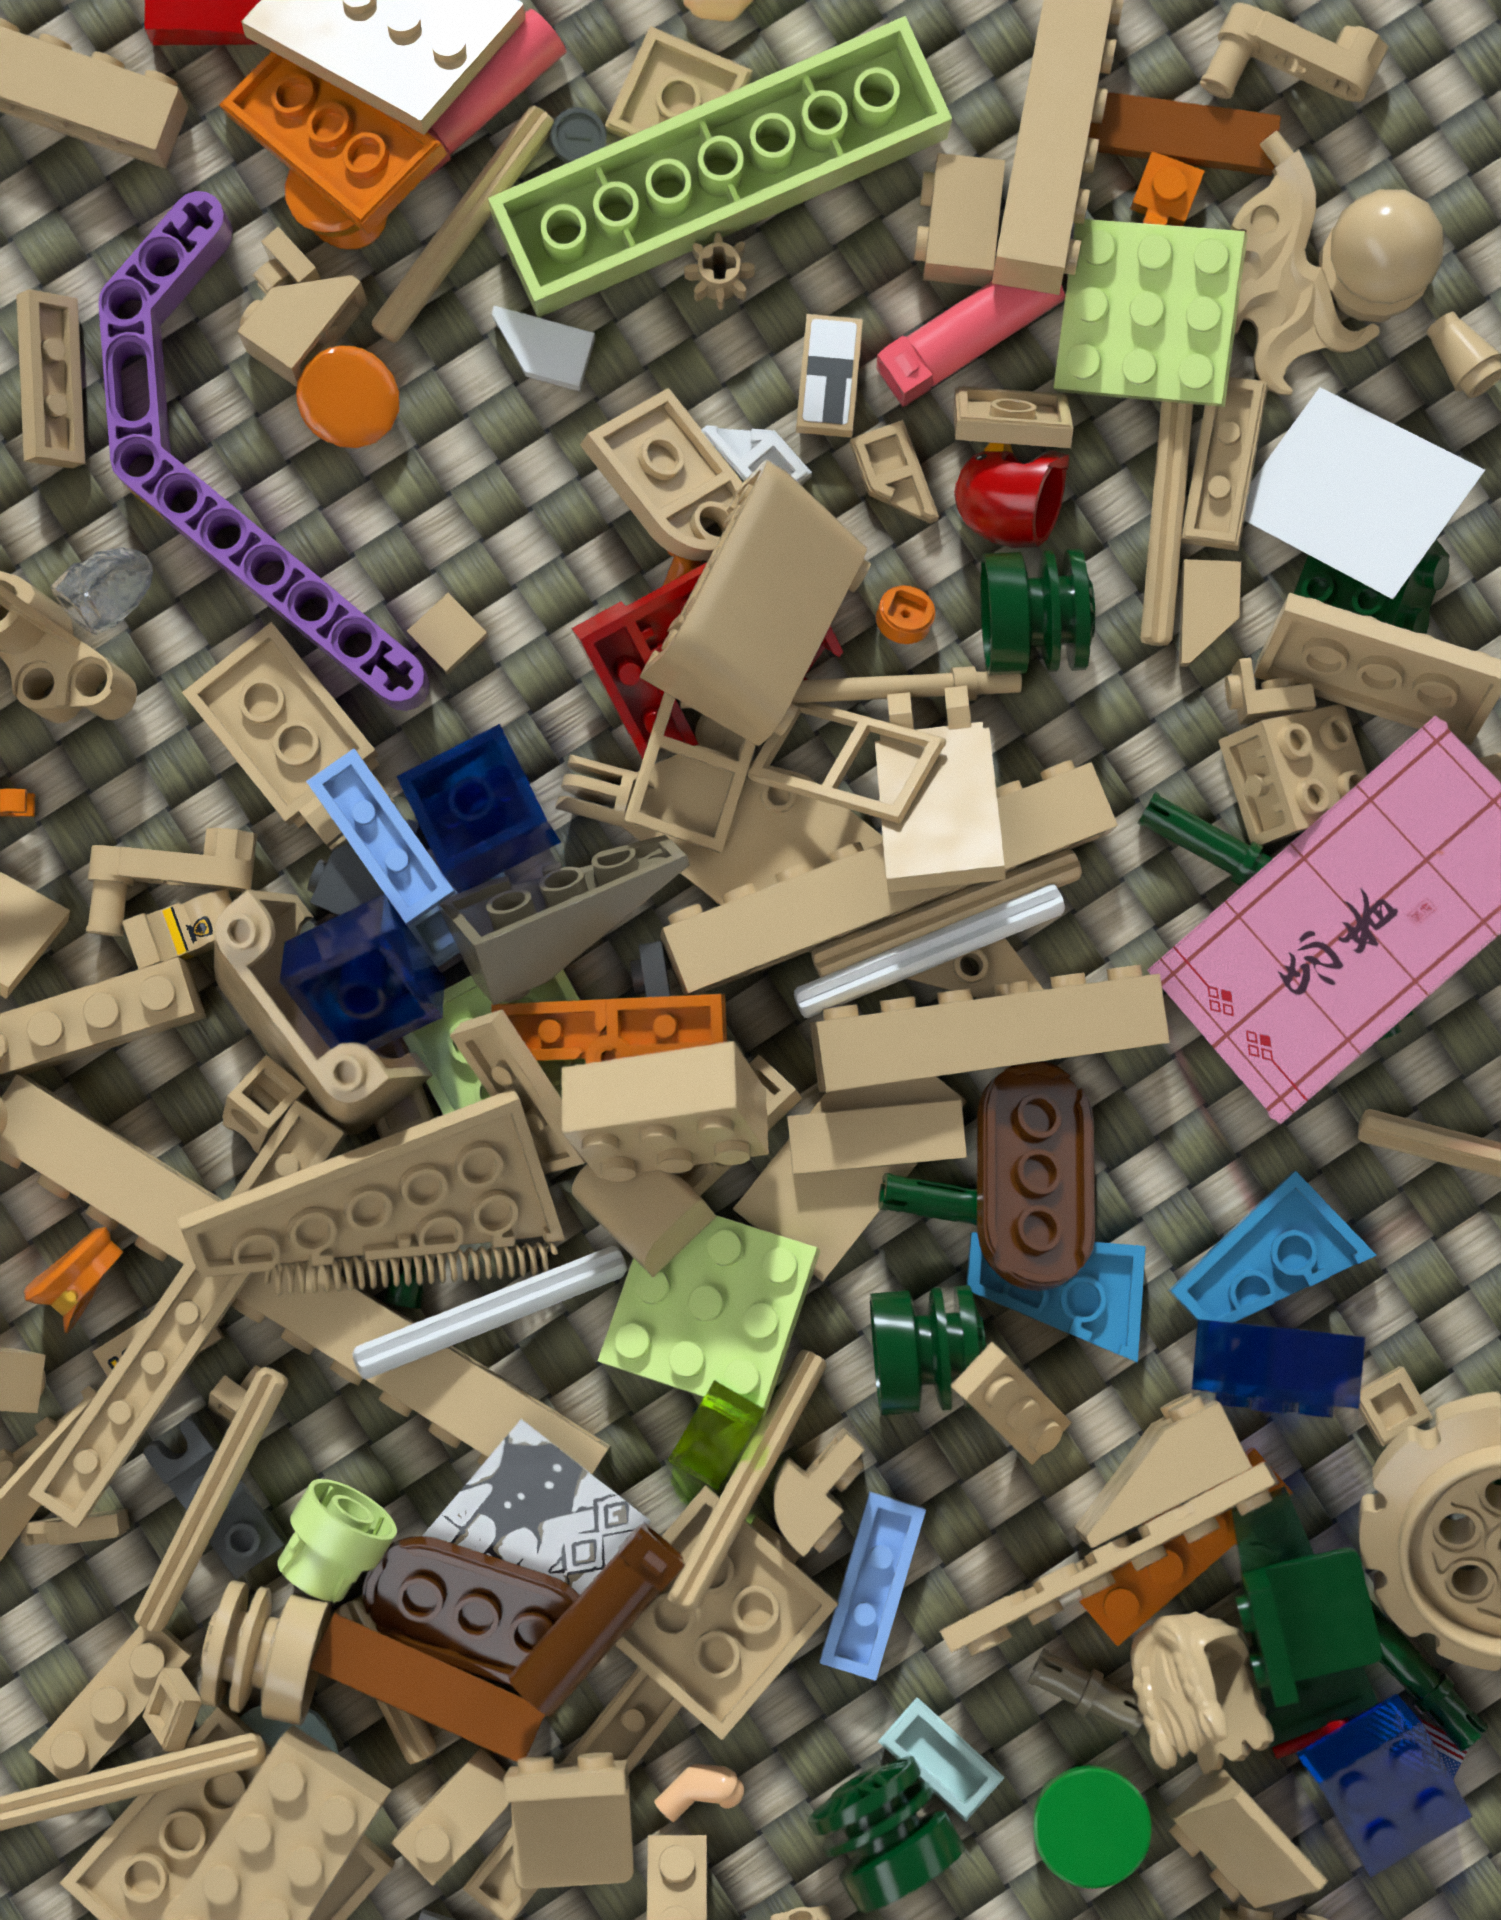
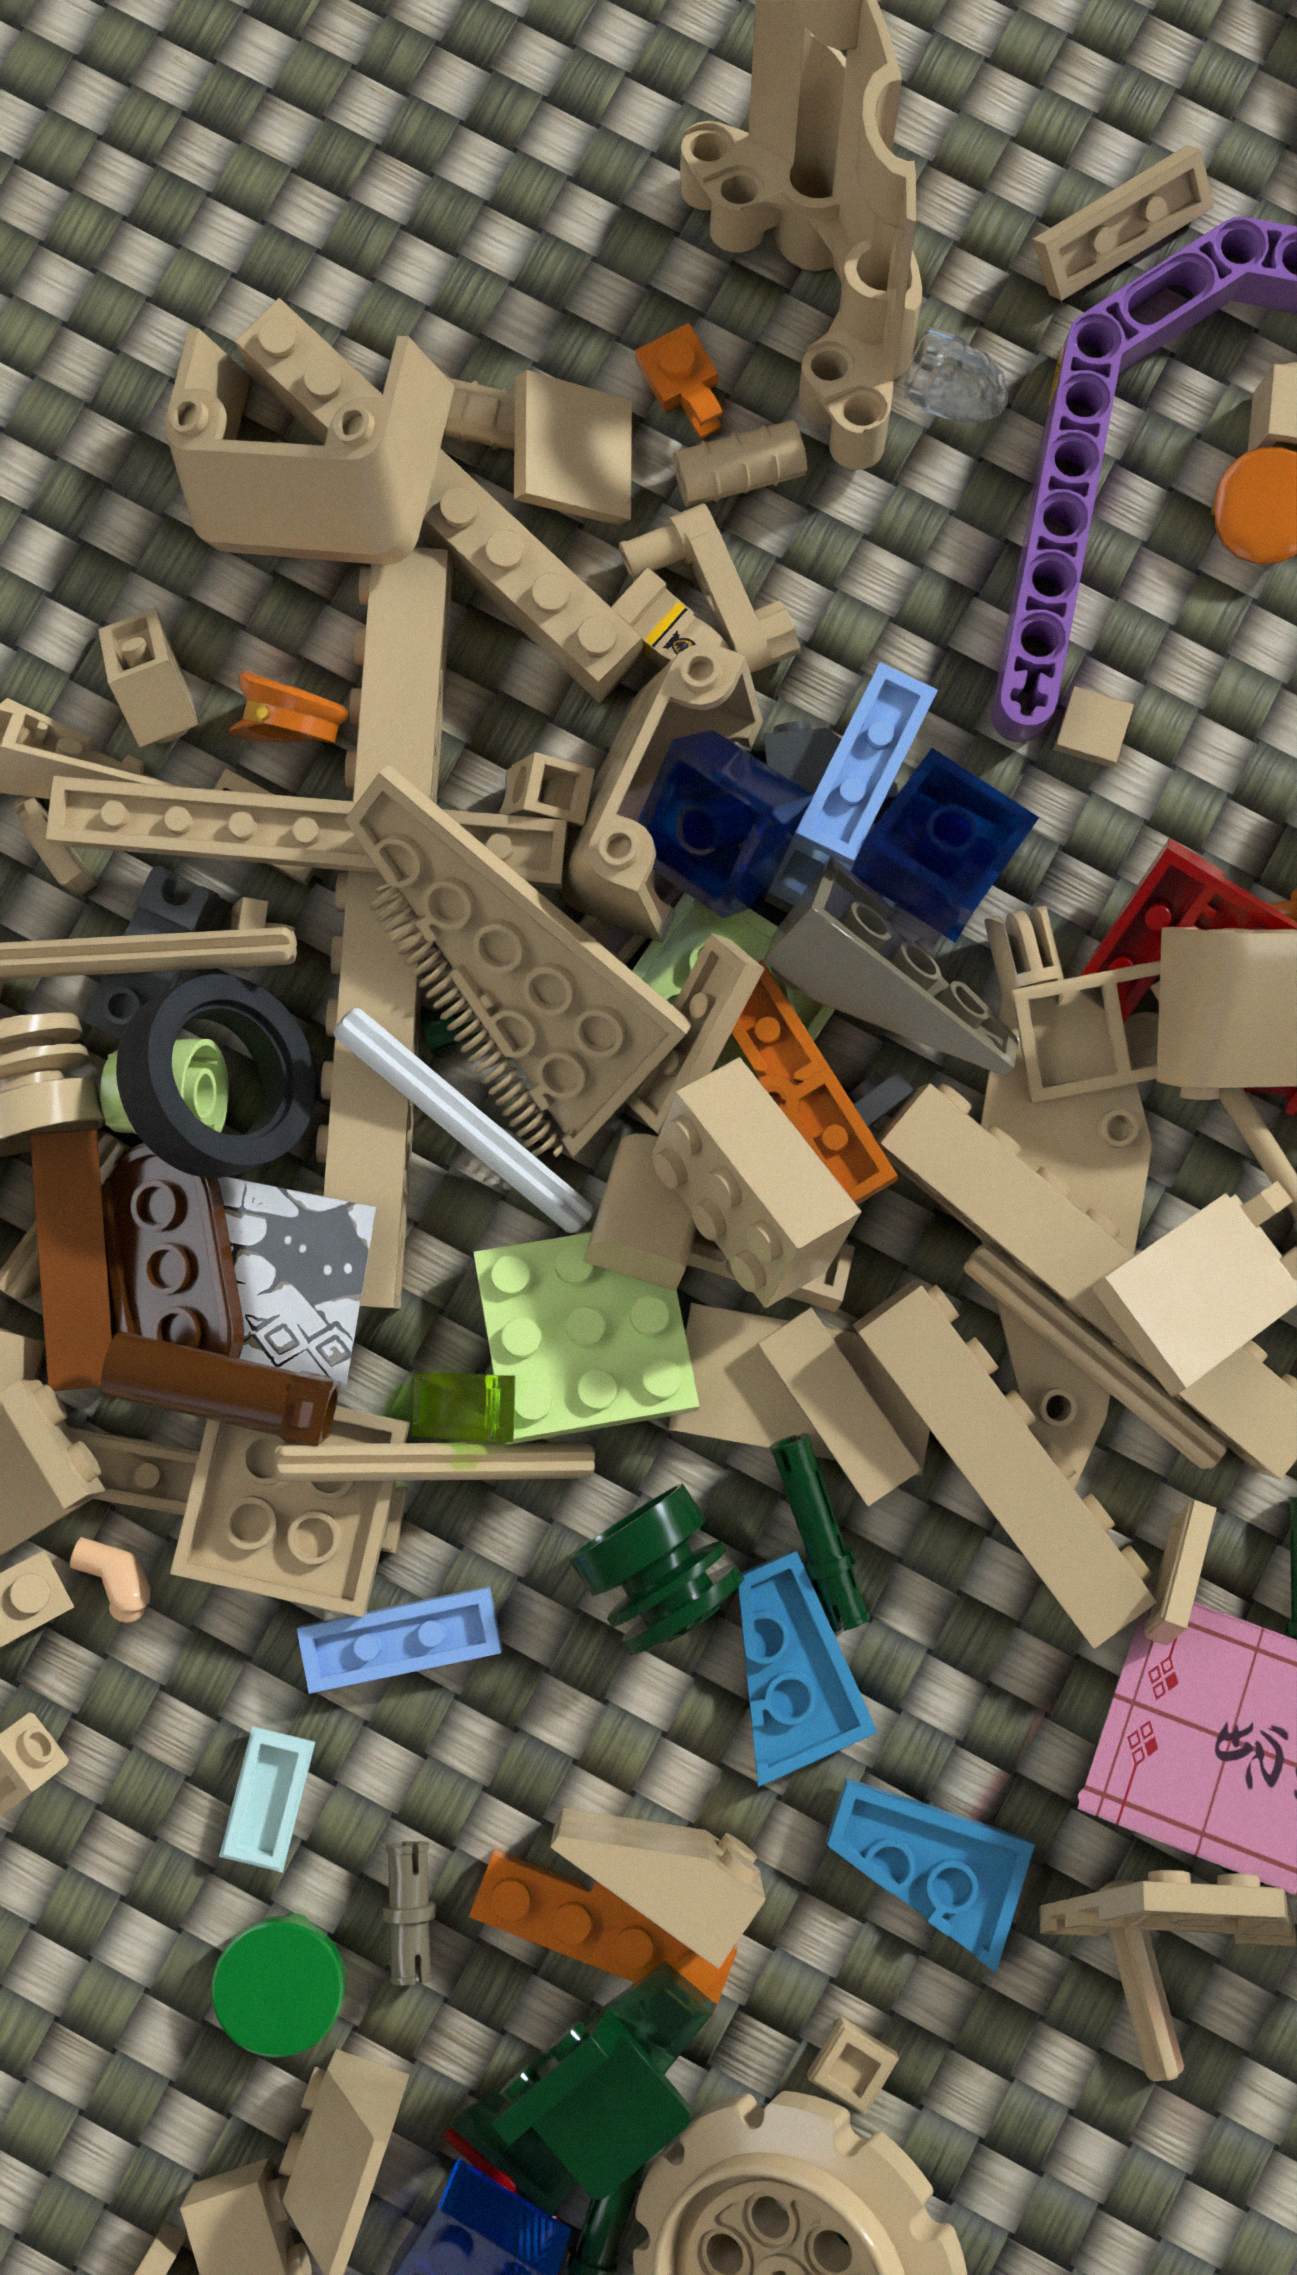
camera: 60 degrees right, 0 degrees up
(74, 797) = (740, 463): none -> tan axle
(279, 726) = (915, 615): tan tile -> none
(336, 1548) = (154, 1100): none -> black tyre
(802, 1500) = (445, 1526): tan brick -> none
(829, 791) = (1154, 1173): tan window -> none
(892, 1844) = (159, 1792): dark green wheel -> none
(929, 950) = (1051, 1359): white axle -> none
(1011, 1403) = (650, 1684): tan plate -> none
(1035, 1176) = (886, 1585): reddish brown tile -> none
(1093, 1574) = (528, 1857): tan wing -> none
(1147, 943) = (1179, 1572): none -> tan tile
(1198, 1691) = (465, 2029): tan piece -> none
(1278, 1368) = (831, 1938): clear blue brick -> none
(1389, 1089) = (1175, 1904): none -> tan wing

